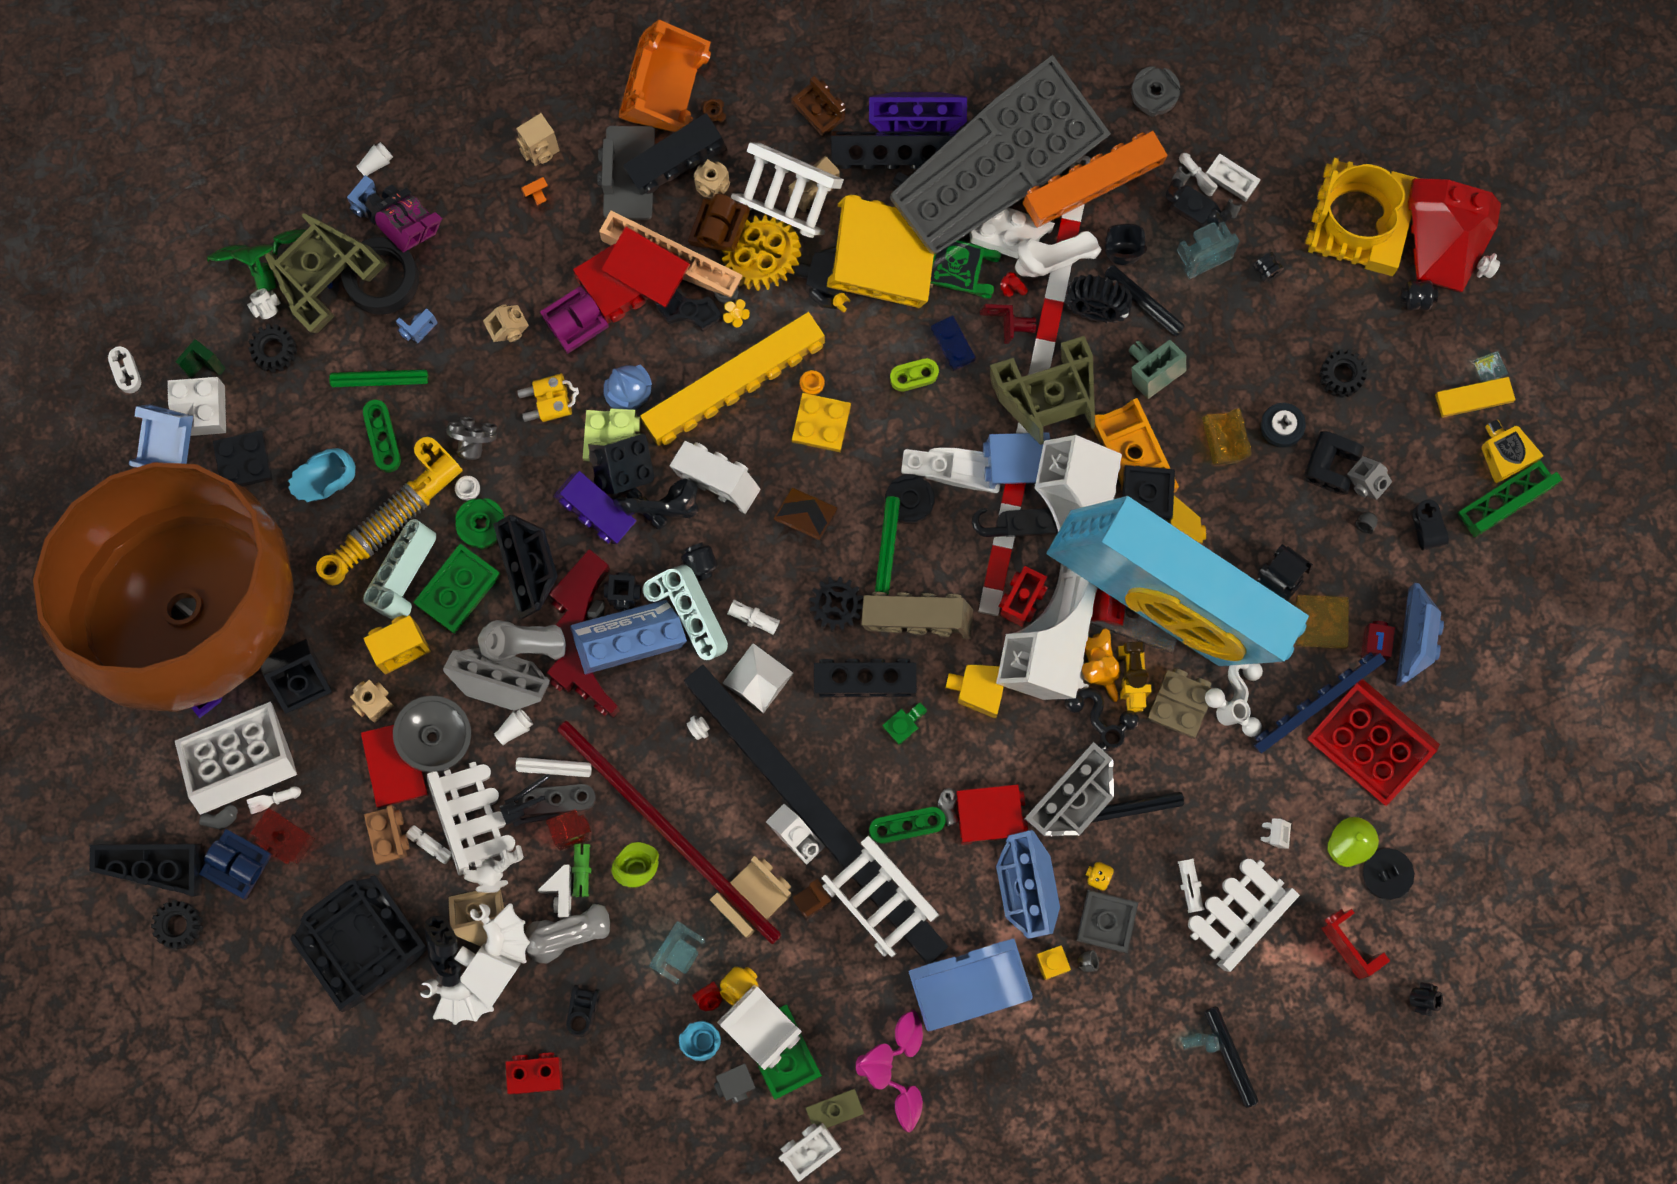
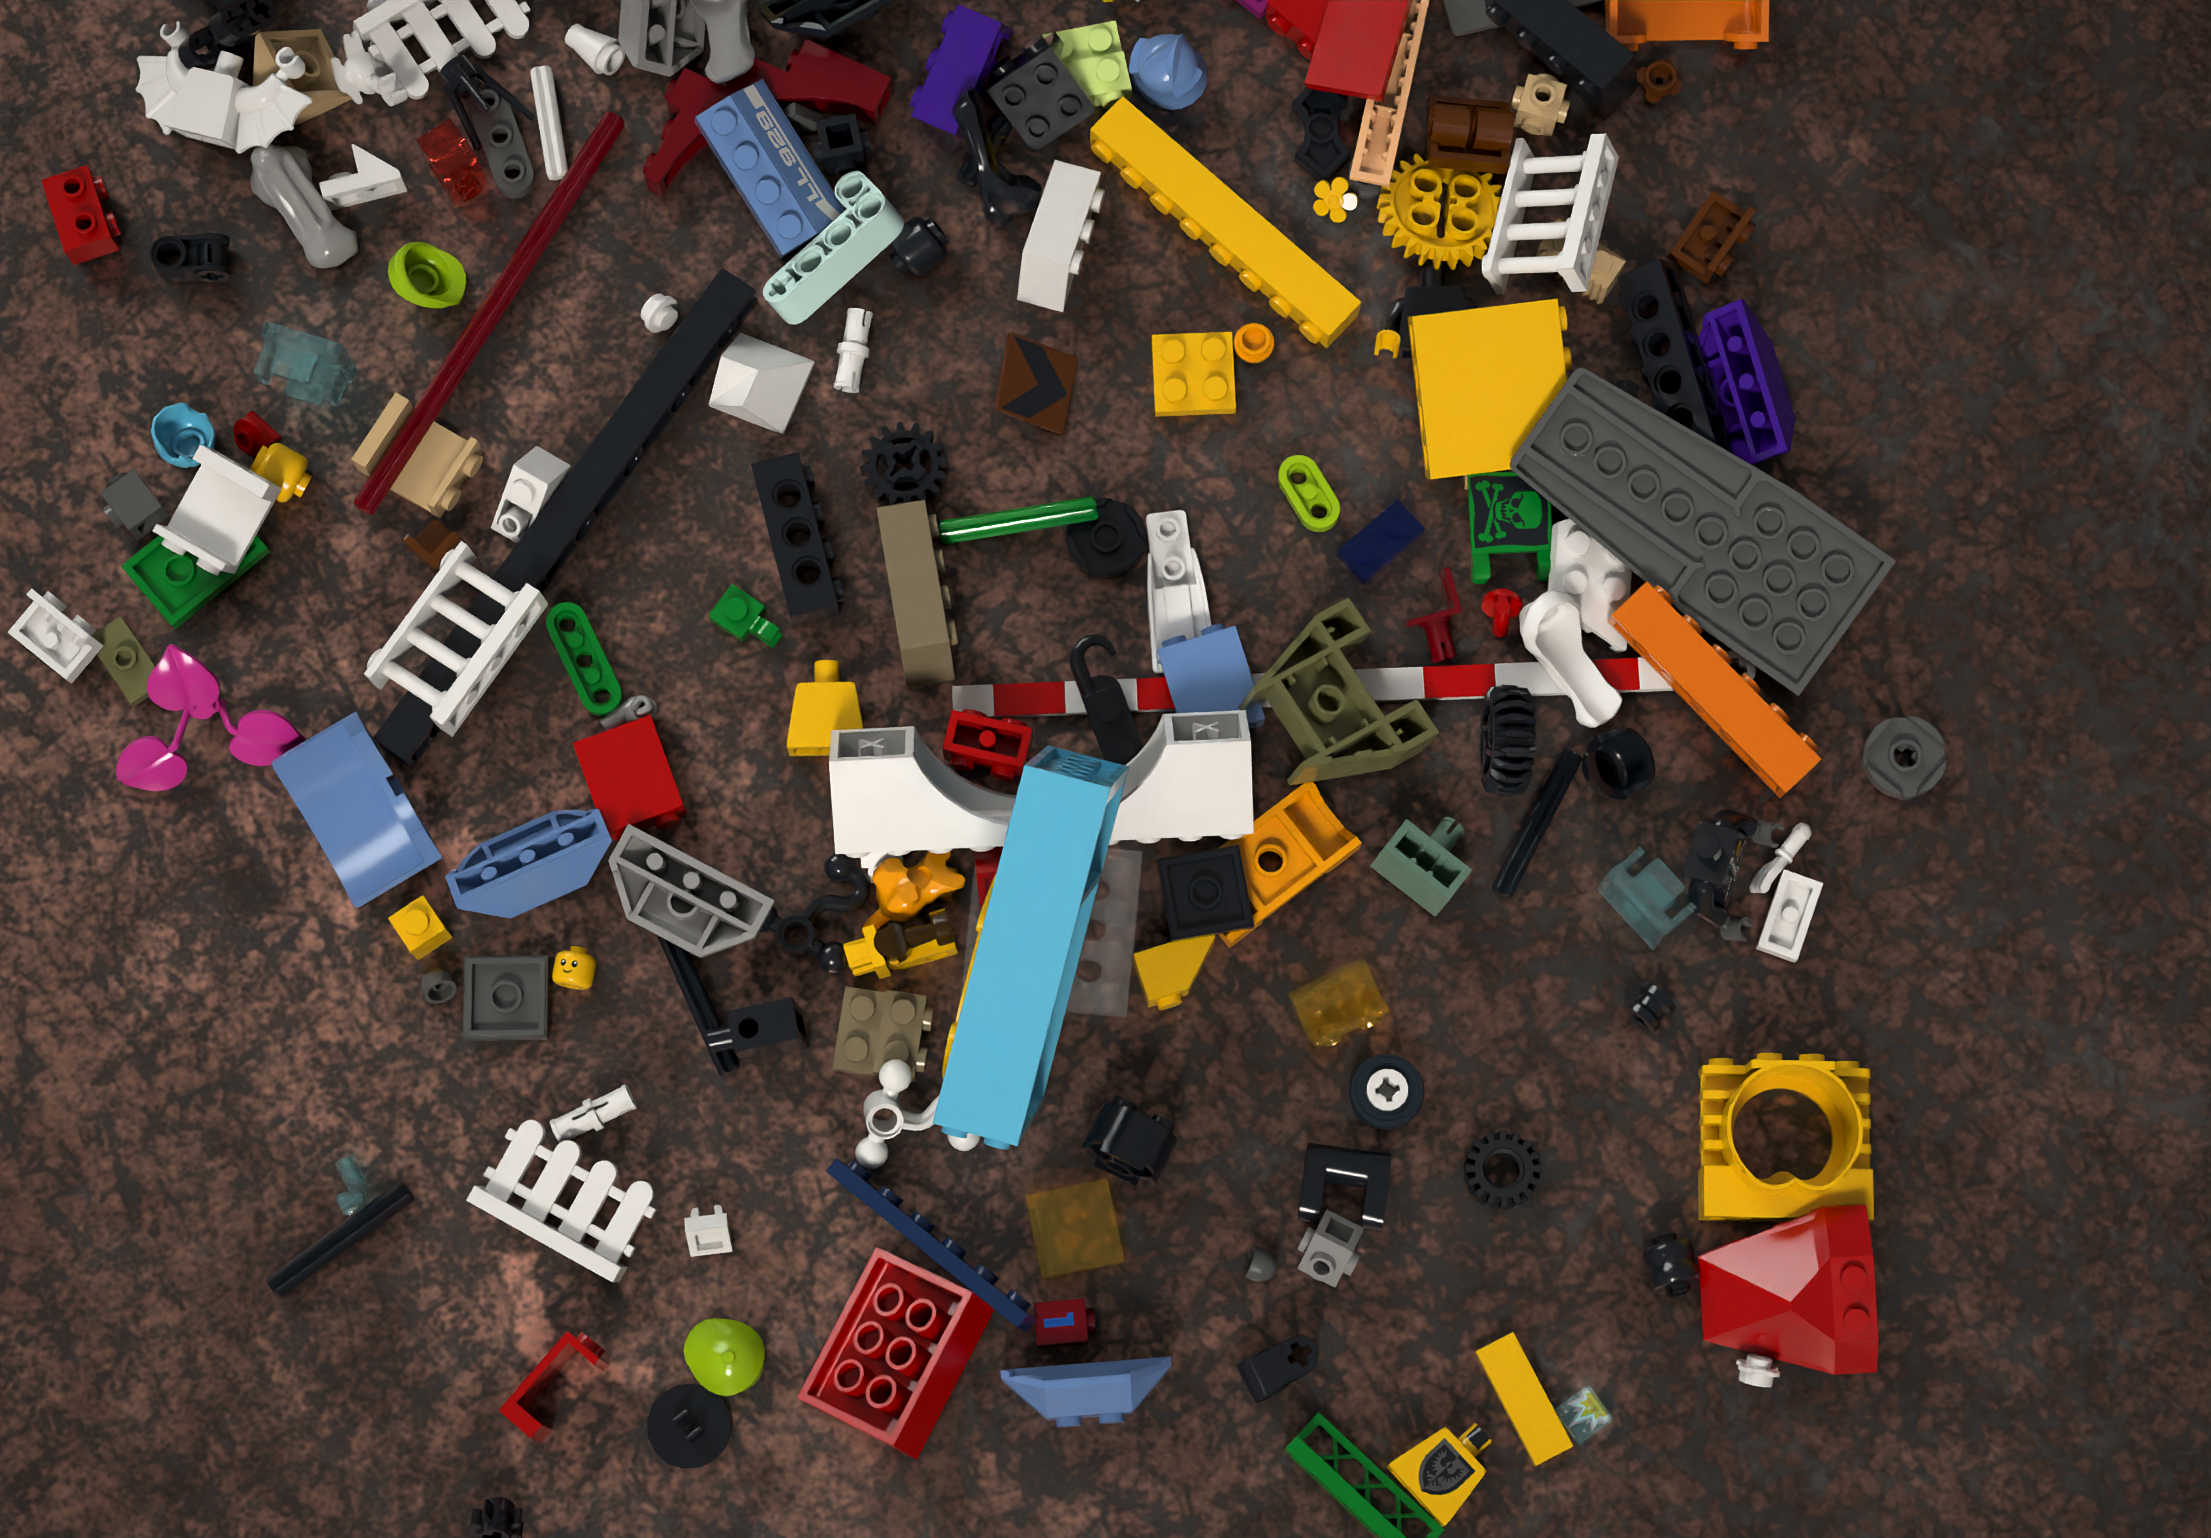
camera: 75 degrees right, 0 degrees up
(581, 870) = (402, 203): bright green pin -> none
(1169, 760) = (779, 1030): none -> black torso

